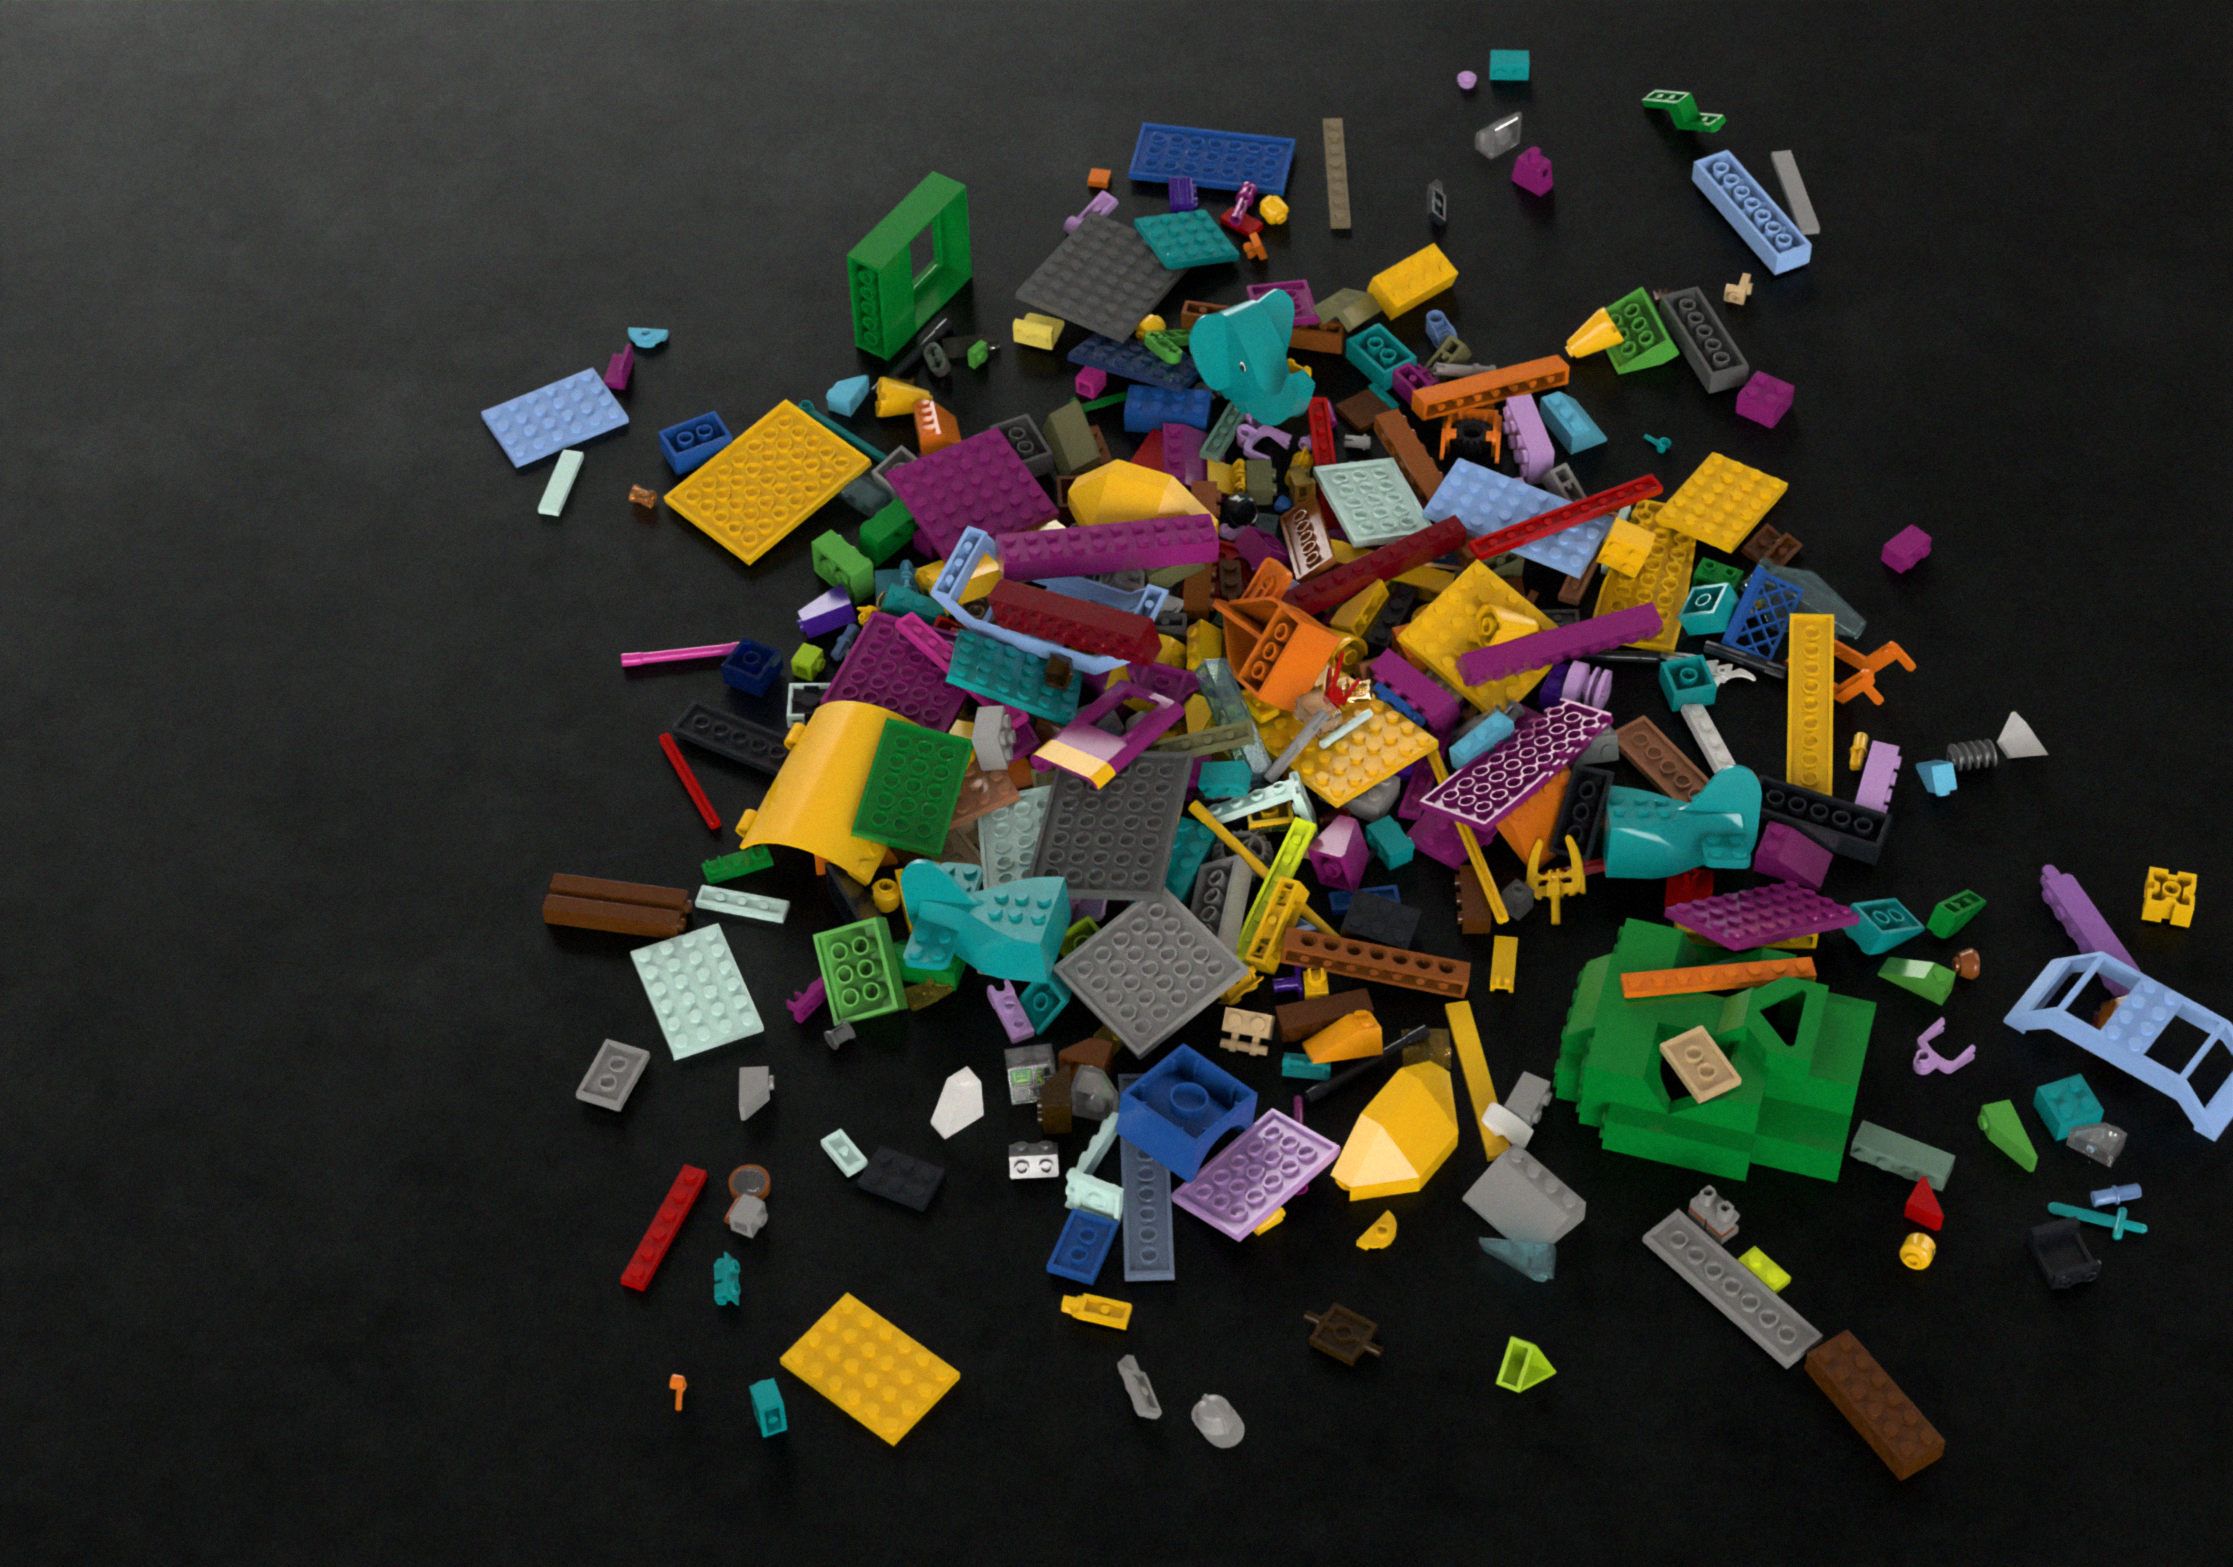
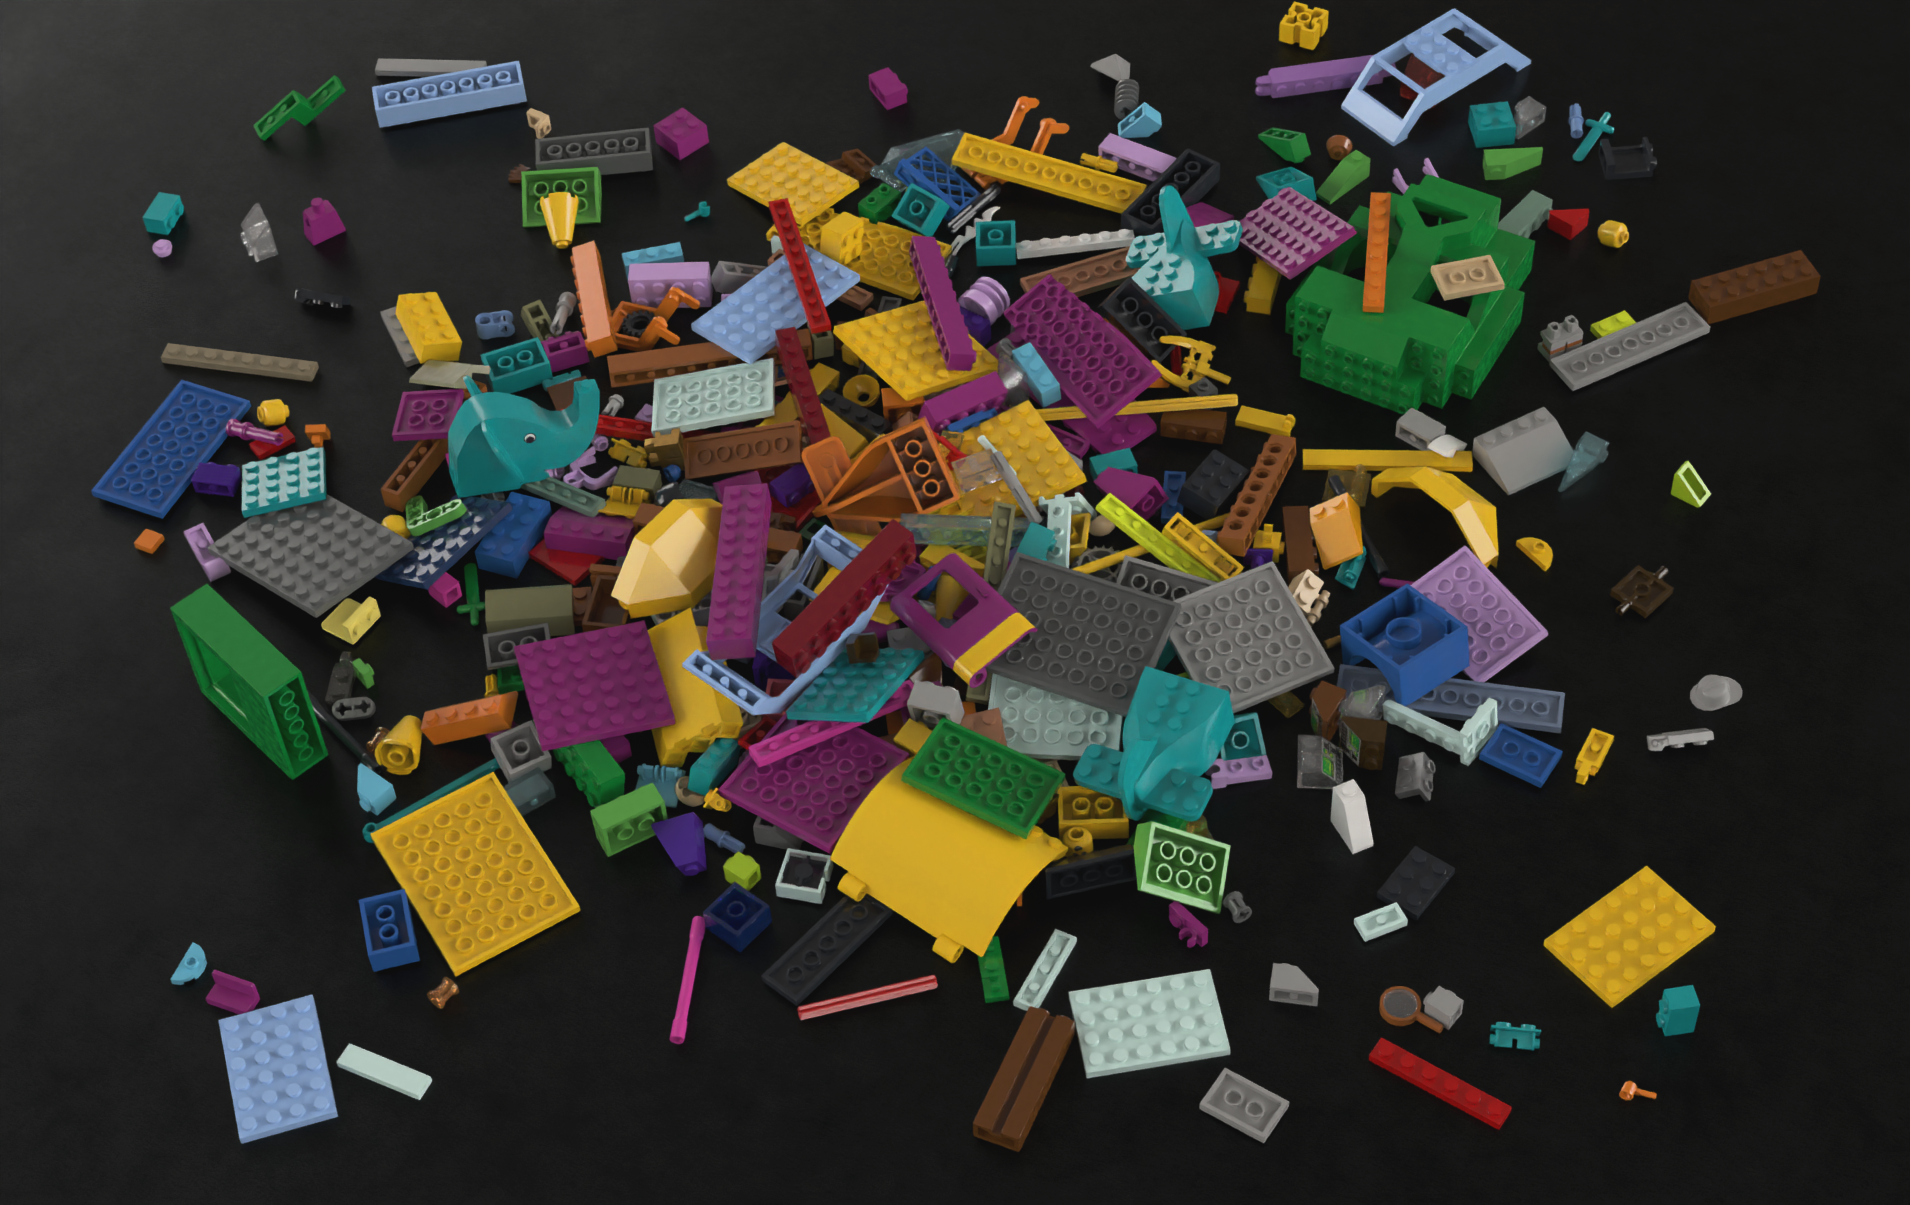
camera: 75 degrees left, 0 degrees up
(1502, 625) = (923, 327): yellow cone -> none

